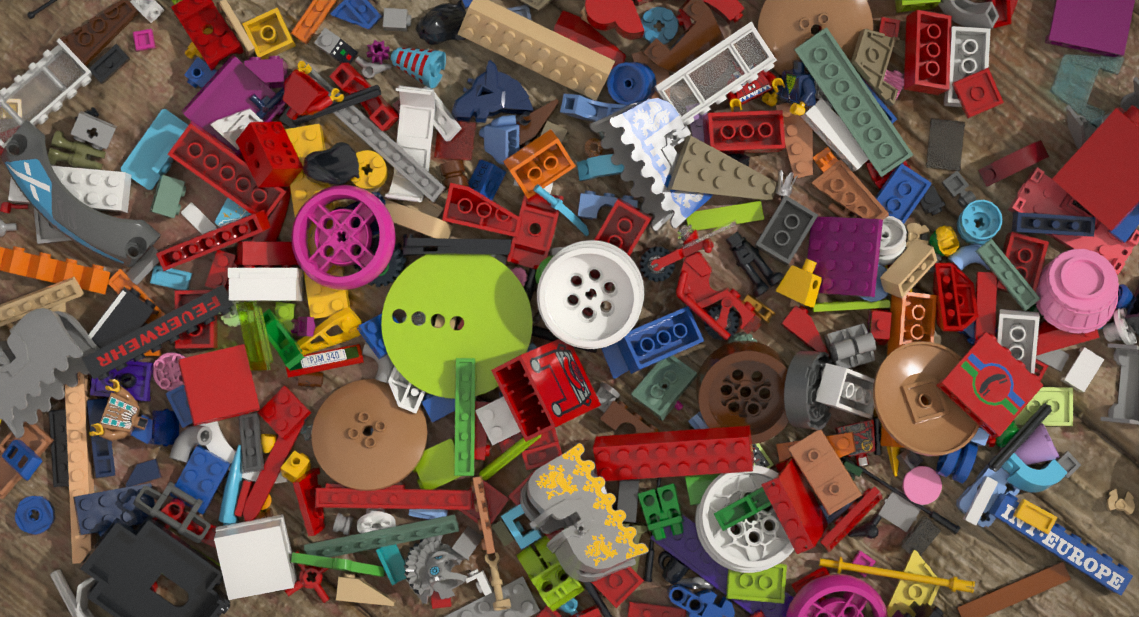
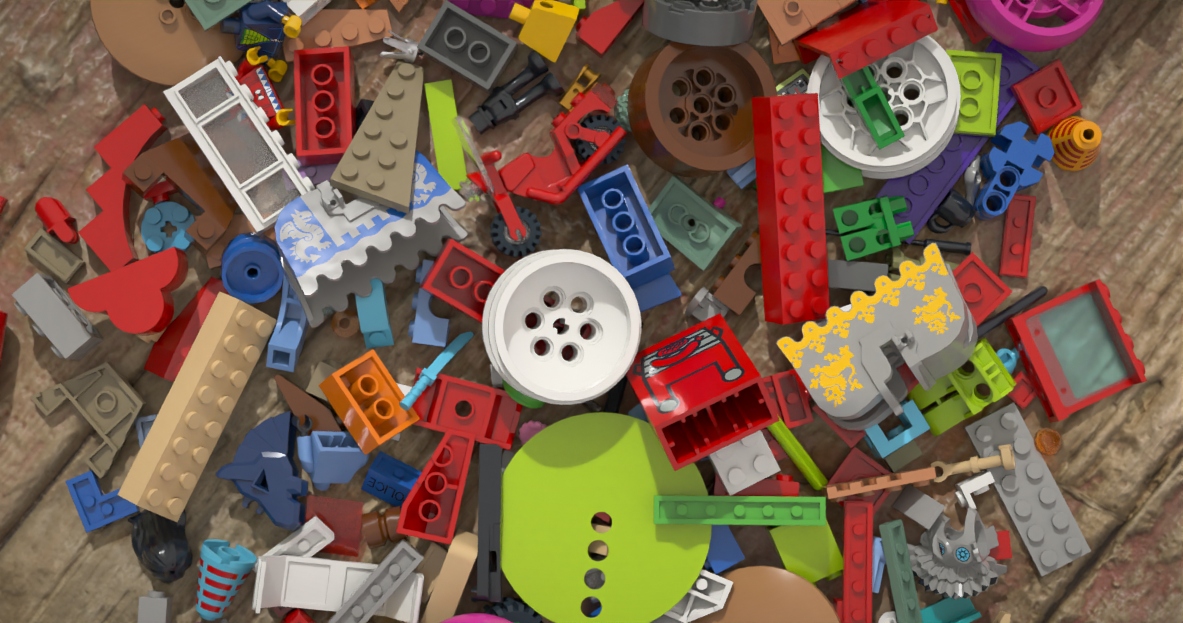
camera: 90 degrees left, 0 degrees up
(530, 284) = (542, 414): black axle -> none

